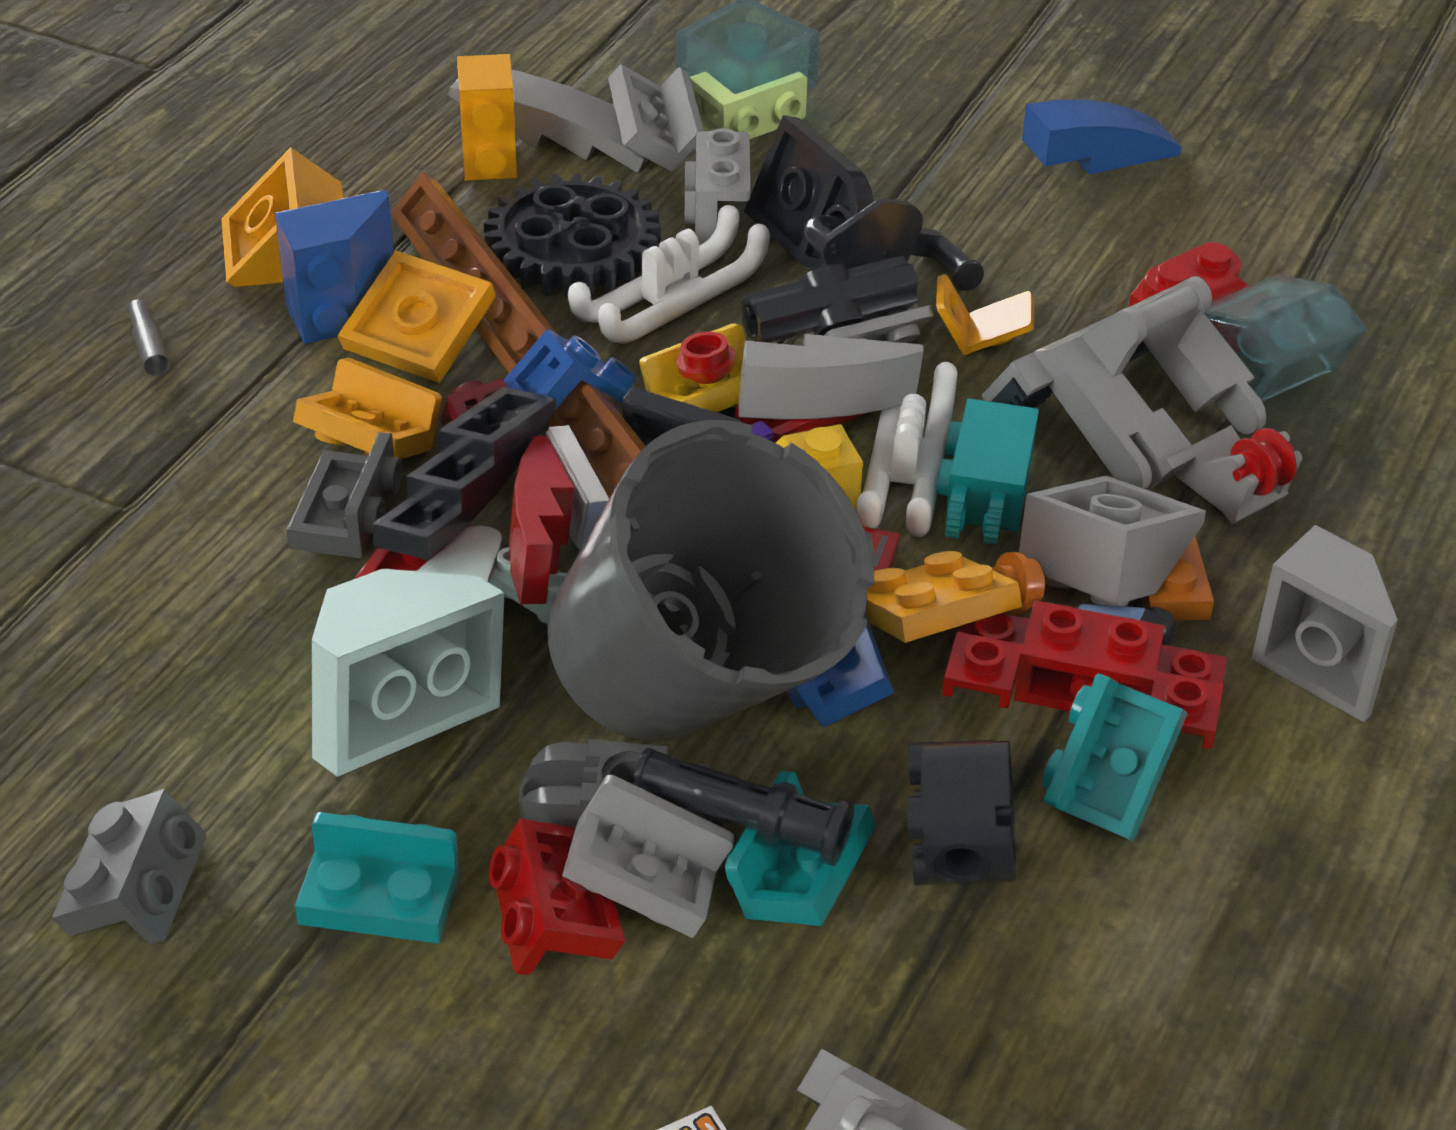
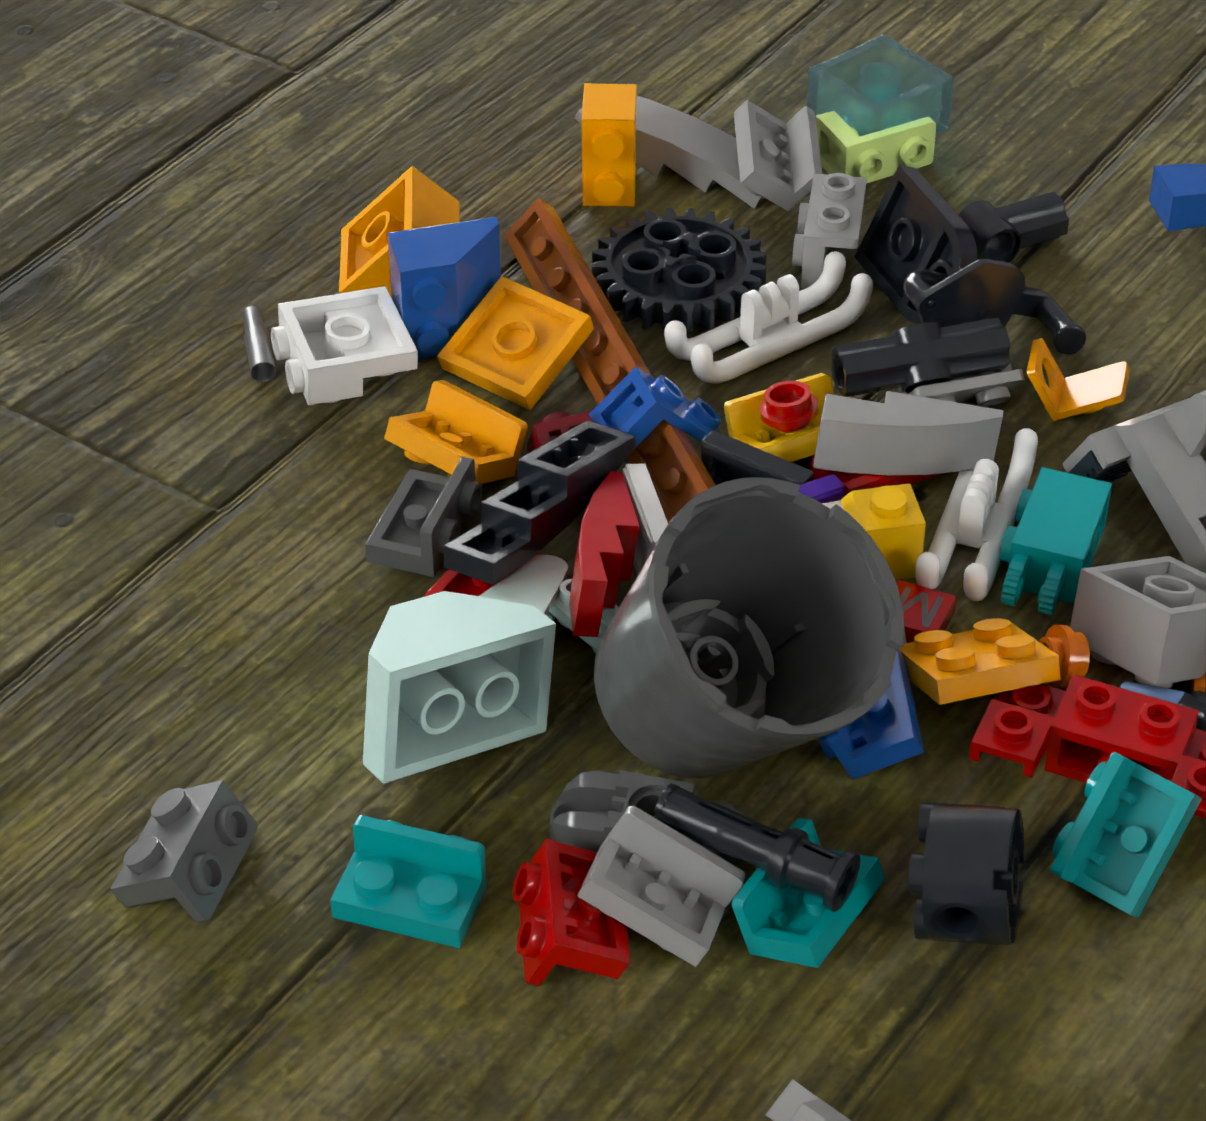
camera: 10 degrees right, 0 degrees up
(235, 328) = (341, 341): none -> white plate
(902, 168) = (1007, 229): none -> black piece

